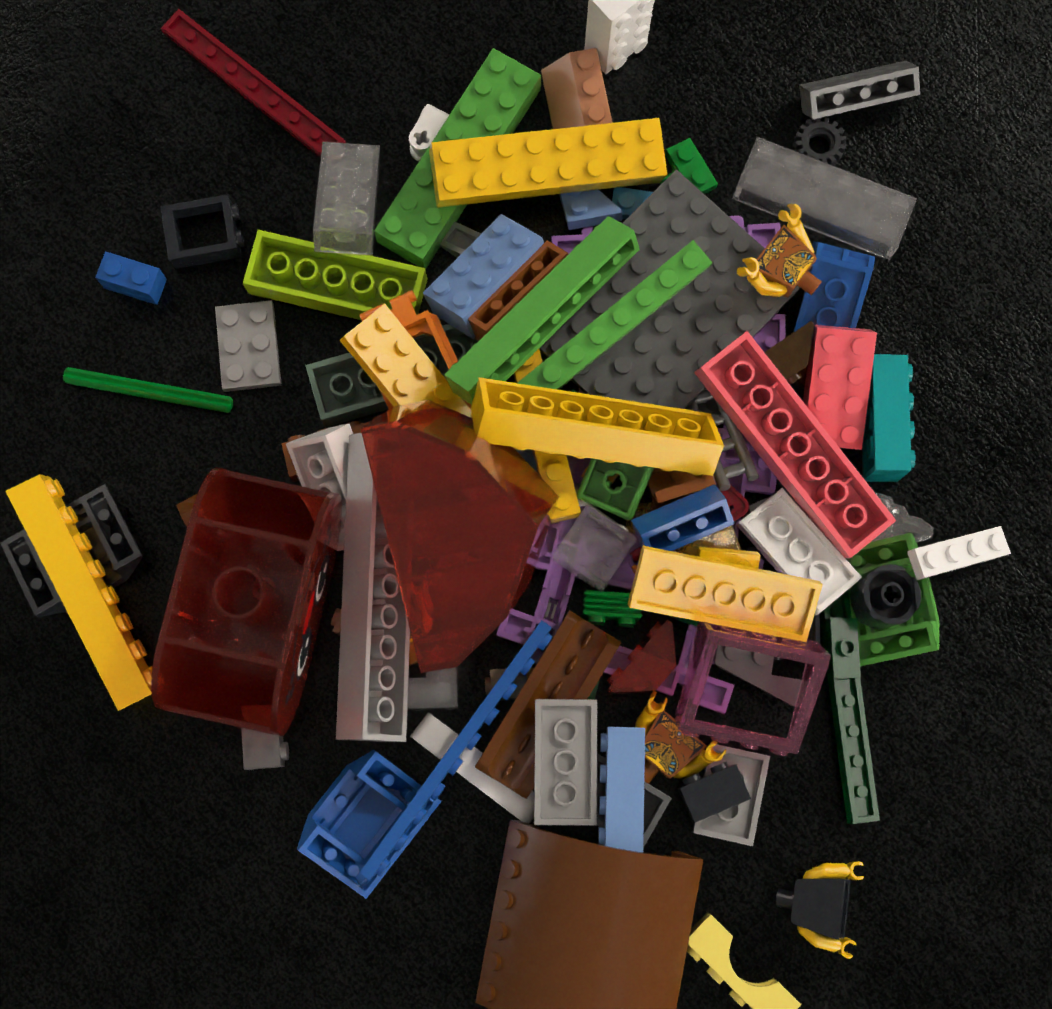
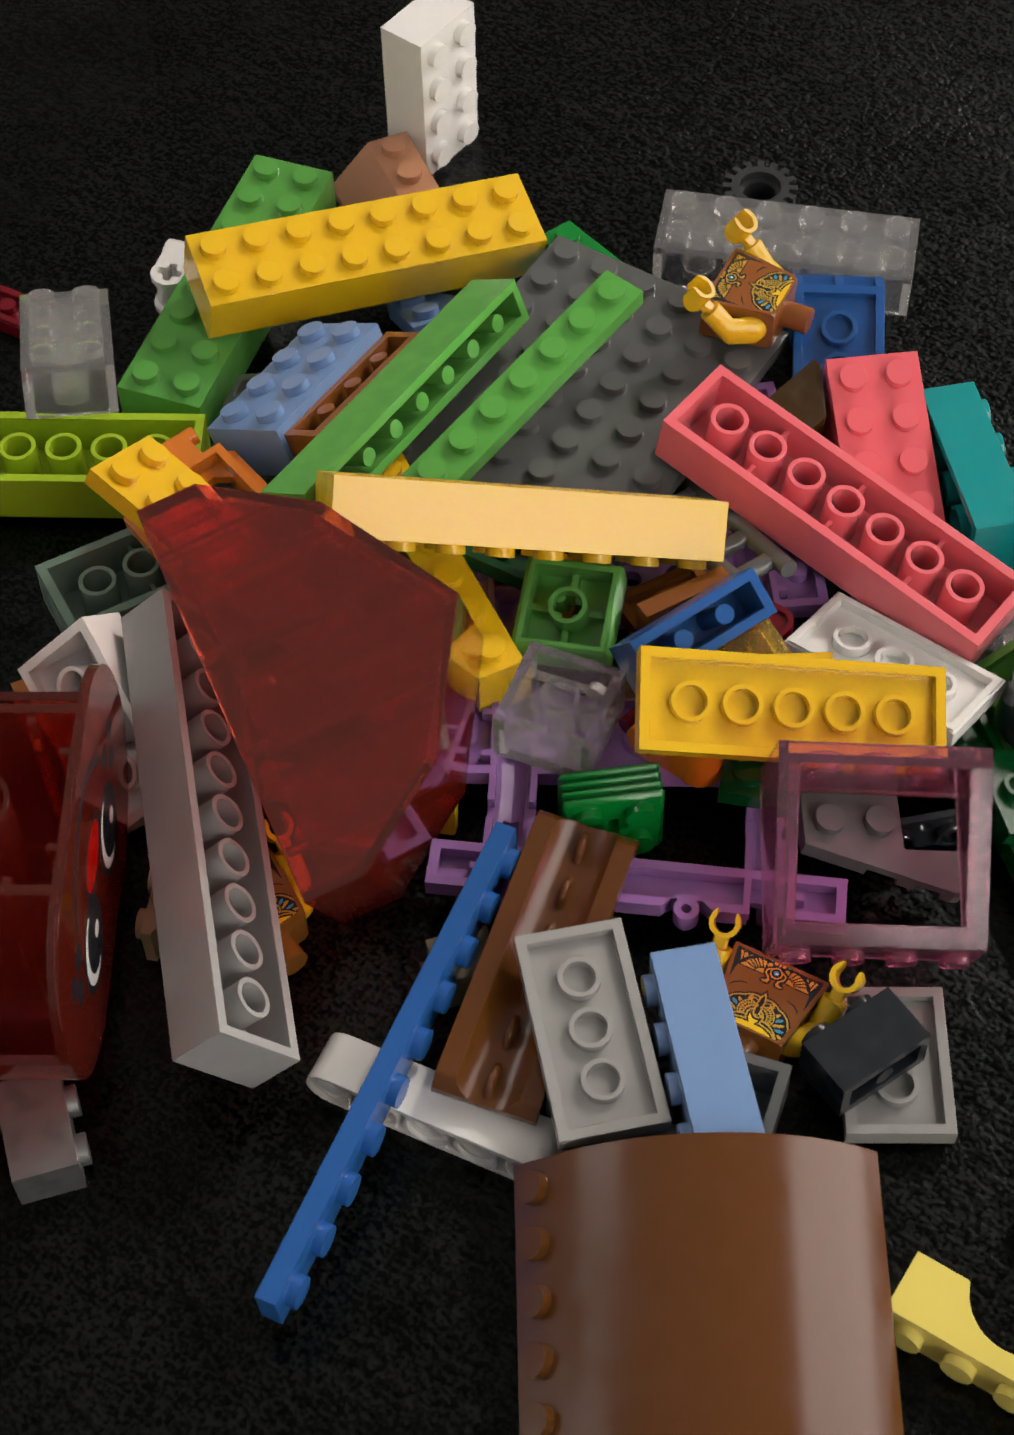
camera: 10 degrees left, 25 degrees down
(356, 818) = (228, 1225): blue slope -> none
(435, 691) = (341, 988): clear brick -> none
(648, 664) = (691, 868): clear red slope -> none
(860, 89) = (796, 123): dark grey brick -> none

